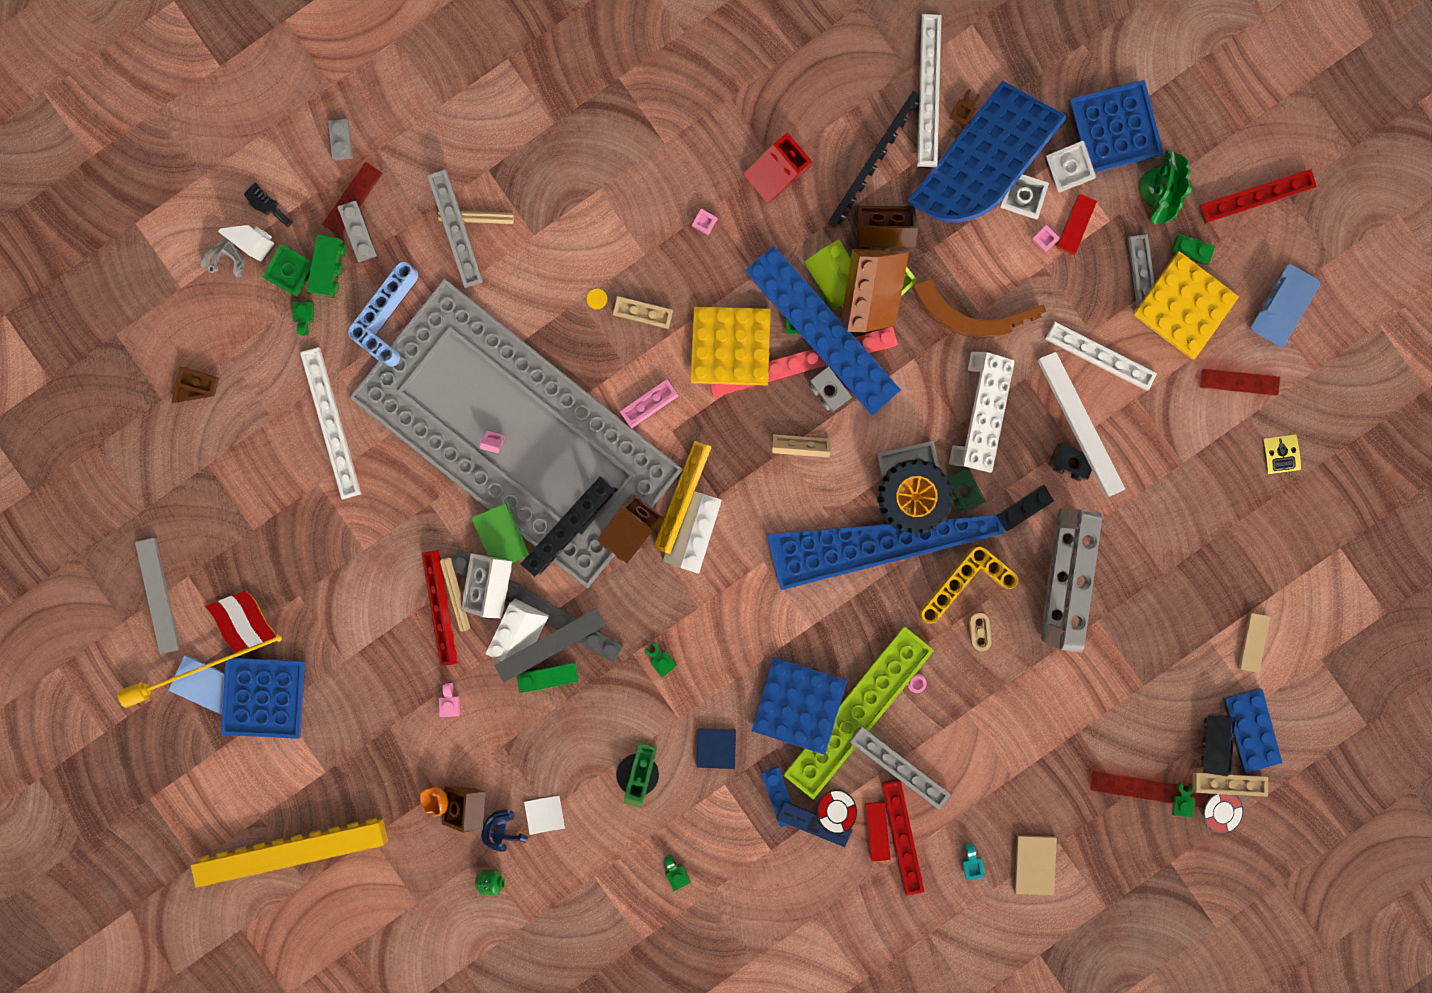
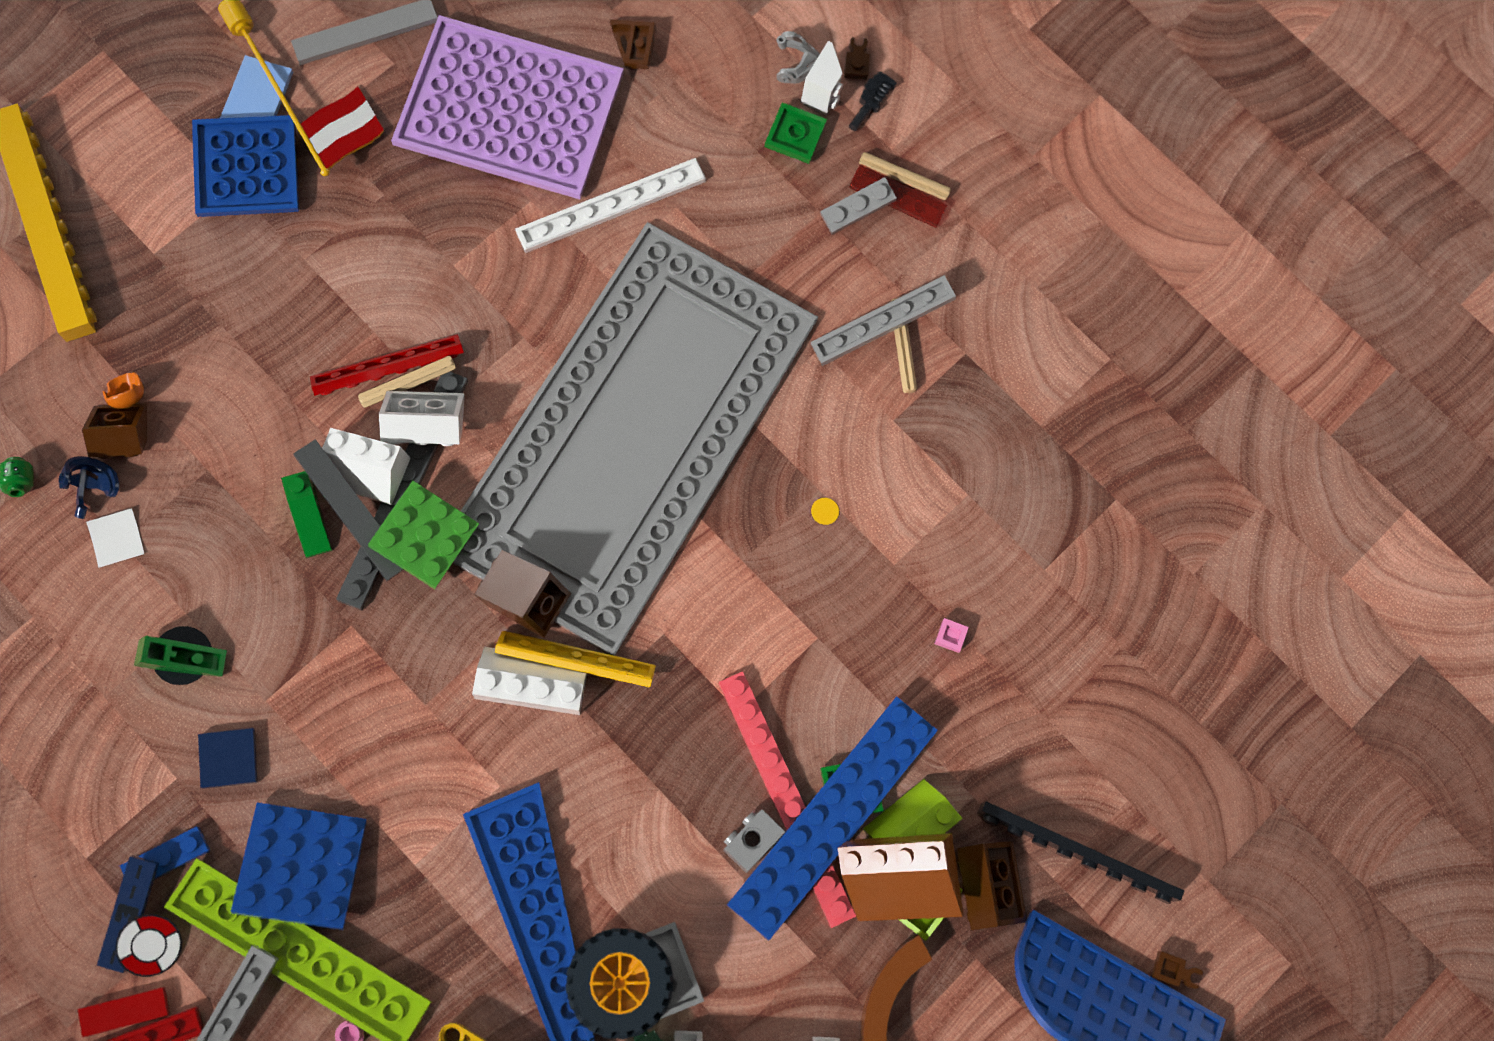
camera: 70 degrees right, 15 degrees down
(232, 210) = (857, 61): none -> reddish brown plate
(237, 491) = (508, 107): none -> lavender plate
(303, 313) = (744, 156): green plate -> none
(326, 266) = (808, 174): green brick -> none
(336, 190) = (905, 176): none -> tan axle
(340, 139) = (968, 173): light grey plate -> none
(382, 313) = (760, 241): light blue beam -> none
(449, 704) = (259, 393): bright pink plate -> none
(492, 441) = (615, 400): bright pink plate -> none
(500, 534) = (494, 429): bright green tile -> none
(569, 526) = (515, 510): black window -> none
(576, 594) = (423, 534): none -> bright green plate
(643, 312) = (816, 572): tan plate -> none
(649, 403) = (696, 597): bright pink plate -> none
(662, 661) = (343, 666): green plate -> none
(676, 875) = (41, 728): green plate -> none
(730, 346) = (791, 694): yellow plate -> none
(778, 168) = (1042, 722): red slope -> none
(801, 445) = (669, 812): tan plate -> none
(929, 90) = (1188, 916): white tile -> none

